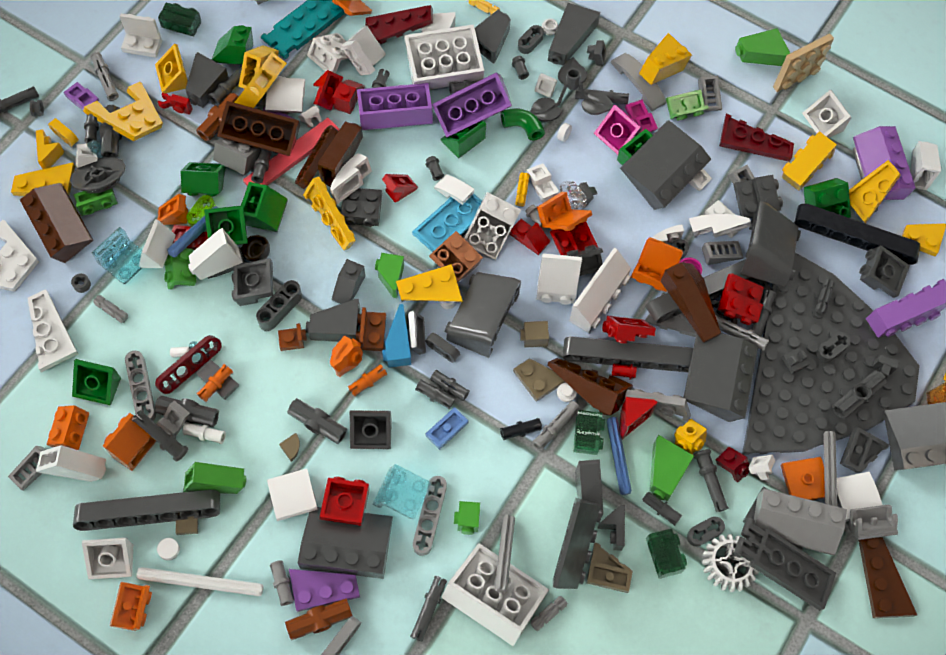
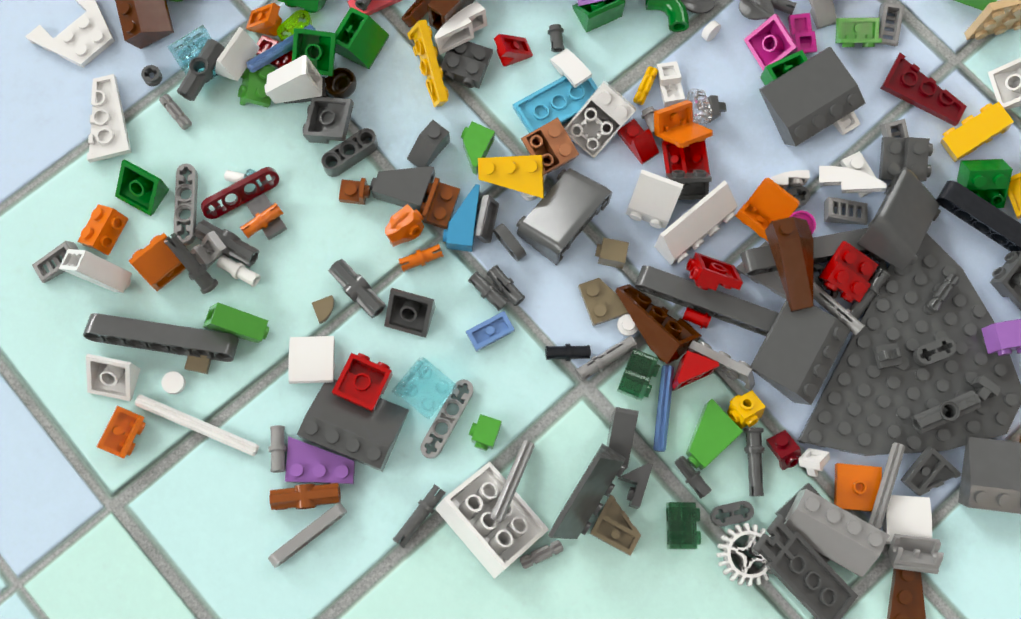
camera: 15 degrees right, 10 degrees up
(123, 276) = (195, 80): none -> dark grey piece

